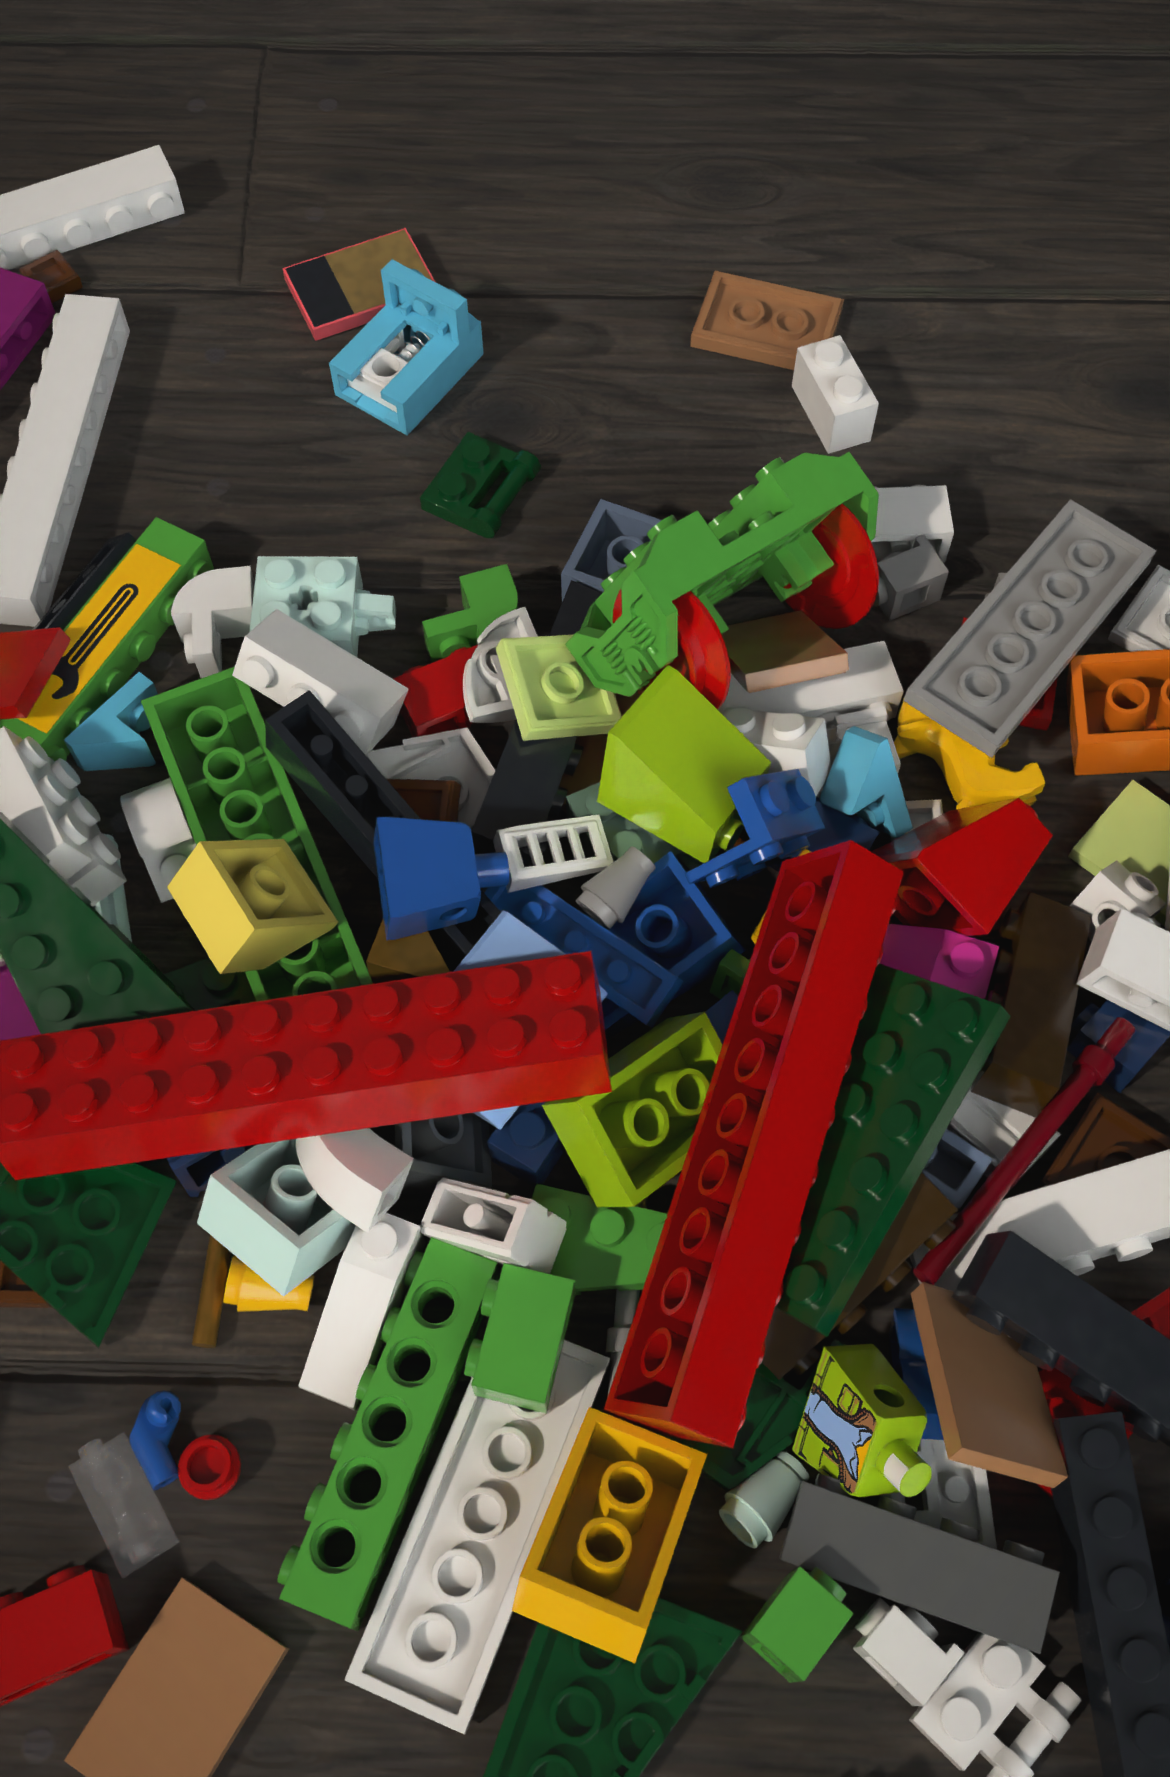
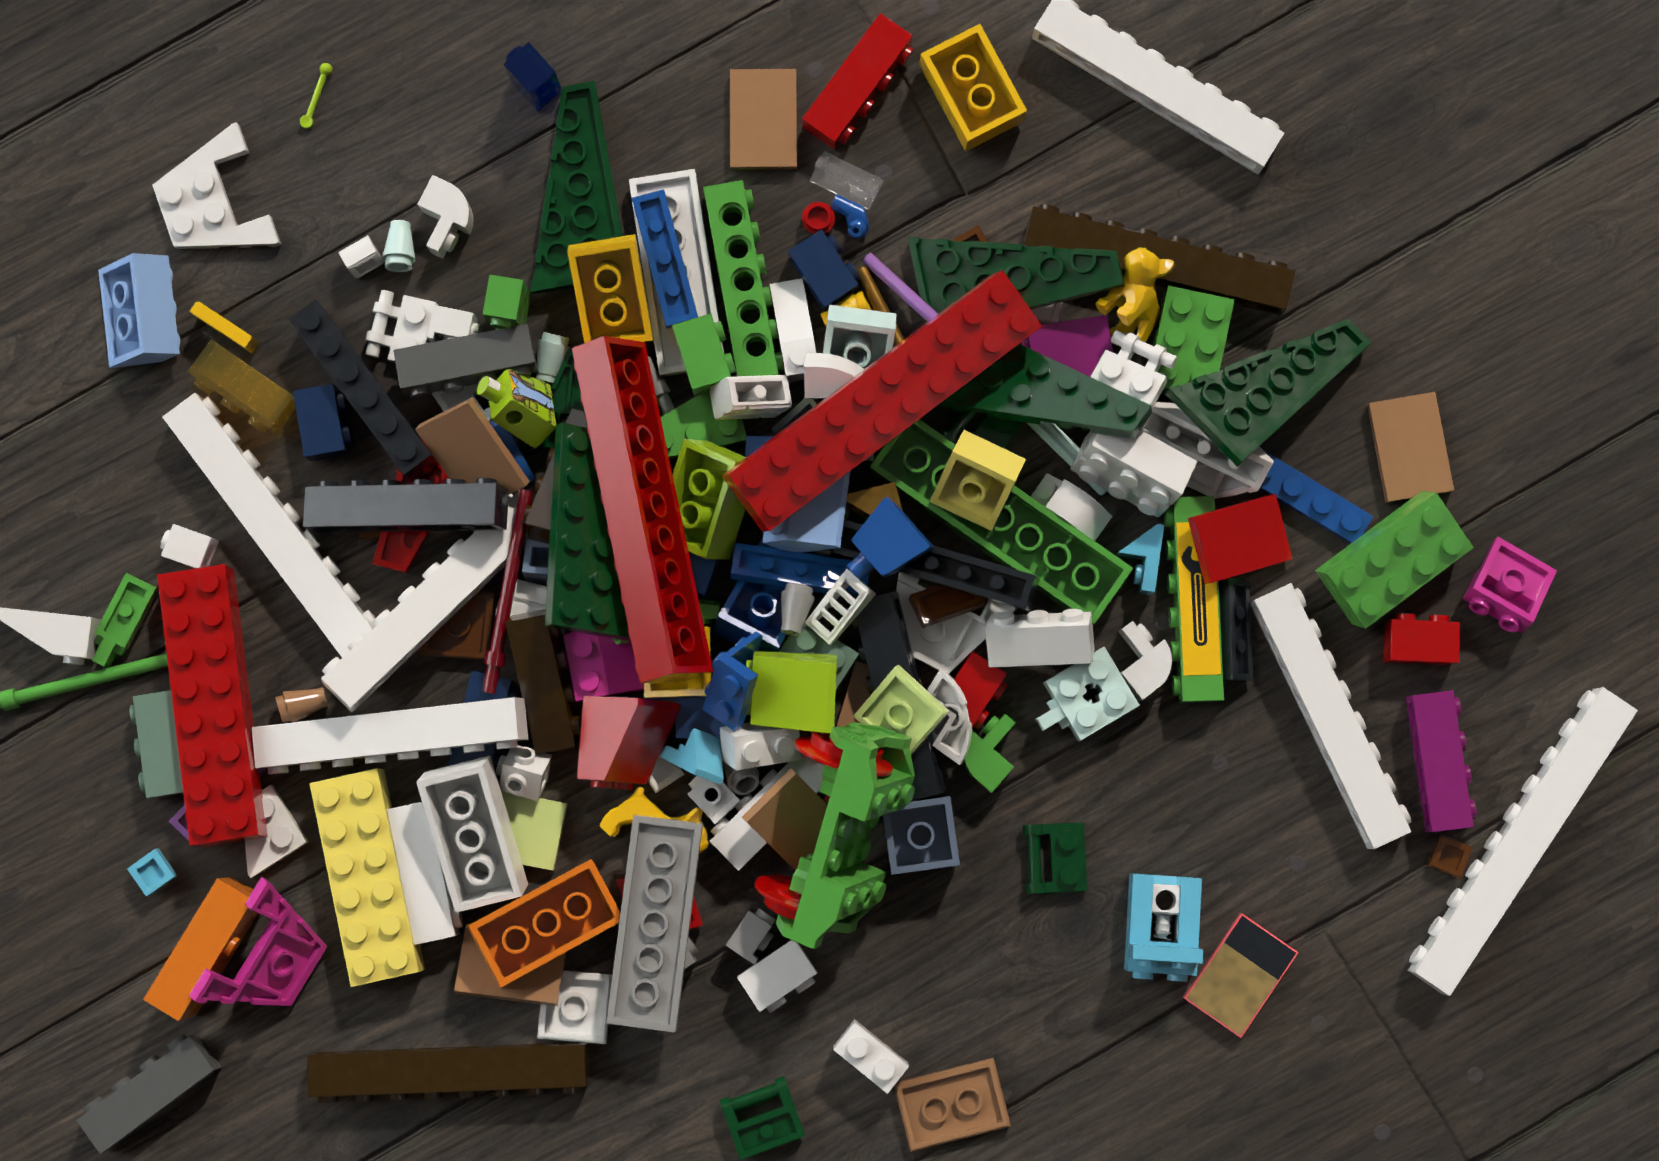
camera: 150 degrees right, 20 degrees up
(163, 1259) = (899, 287): none -> medium lavender bar
(256, 1371) = (823, 269): none -> dark blue brick
(487, 1543) = (664, 258): none -> blue plate
(1003, 392) = (768, 1128): none -> dark green plate

